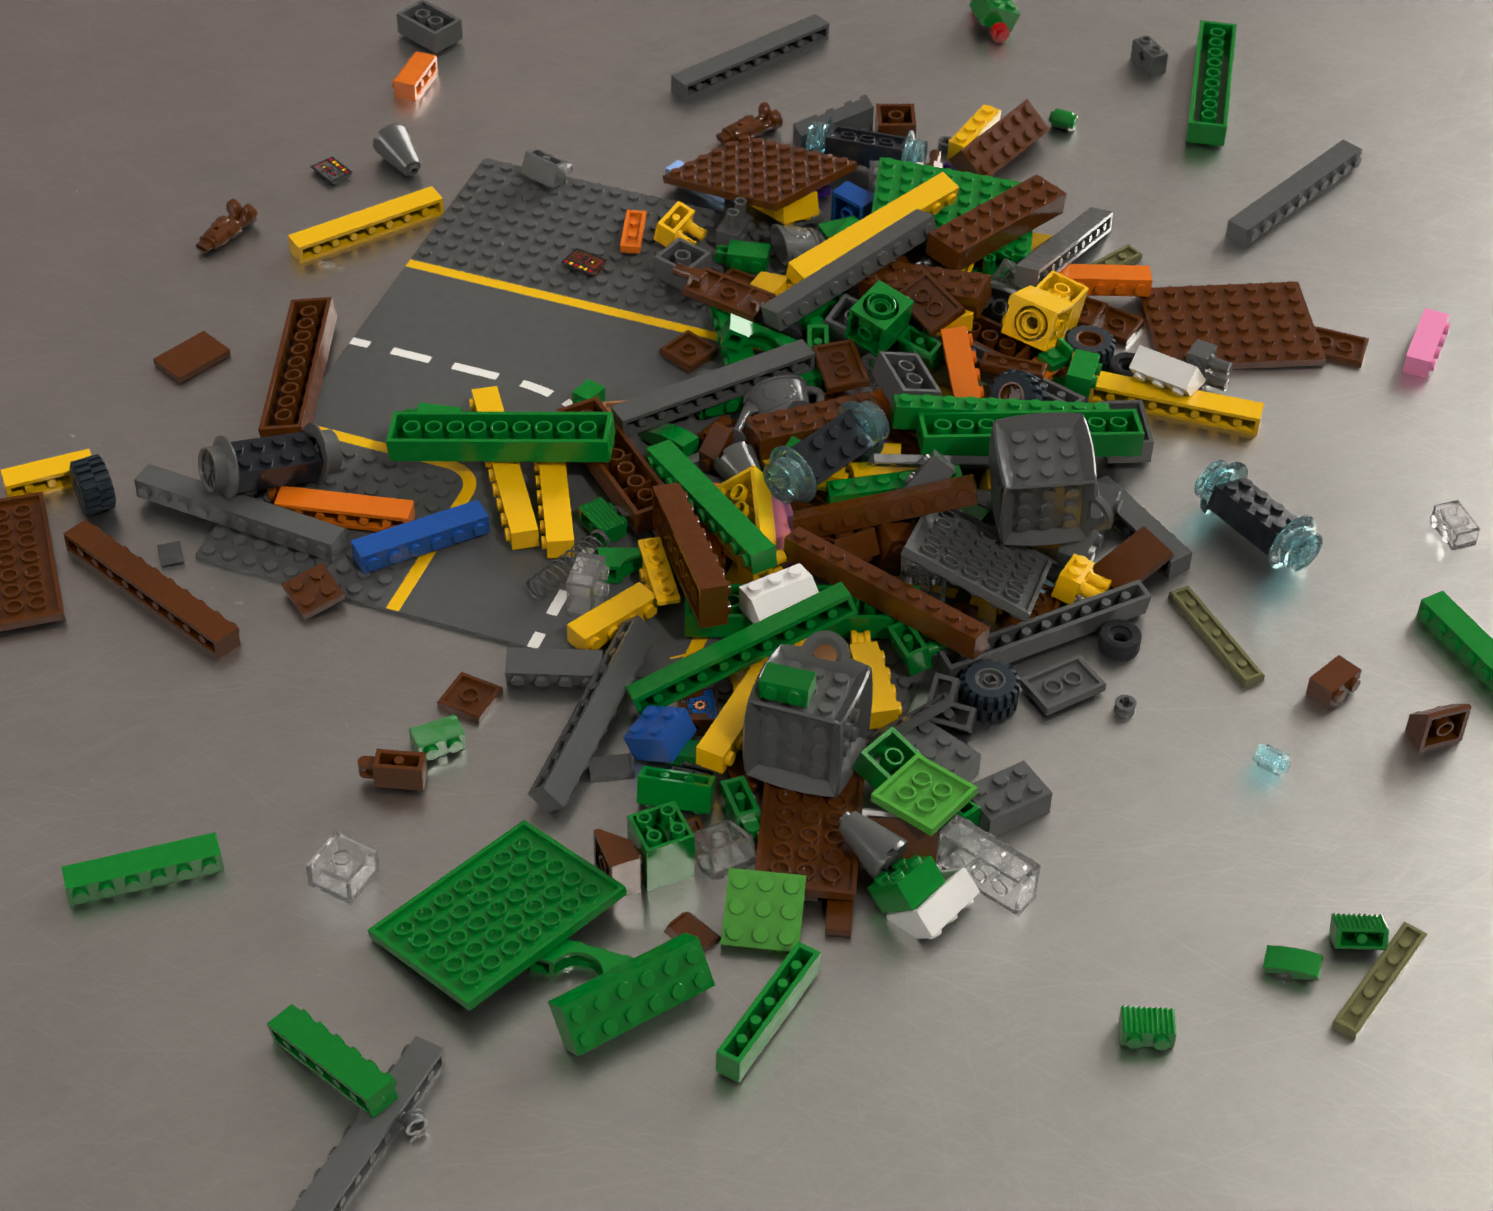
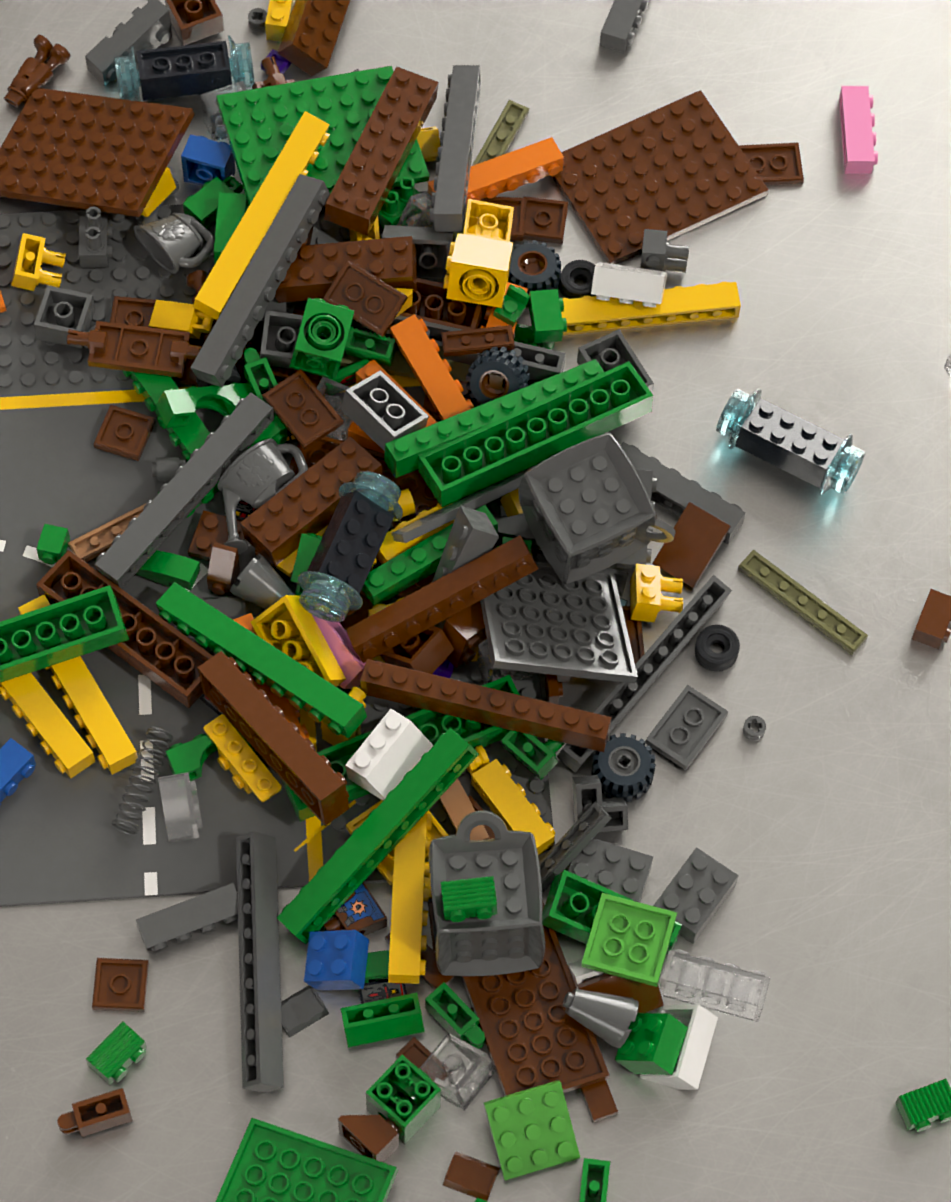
camera: 25 degrees left, 20 degrees up
(602, 516) = (148, 707): green brick -> none
(602, 623) = (220, 833): yellow brick -> none
(744, 256) = (122, 276): green brick -> none
(1272, 759) = (915, 739): clear light blue brick -> none

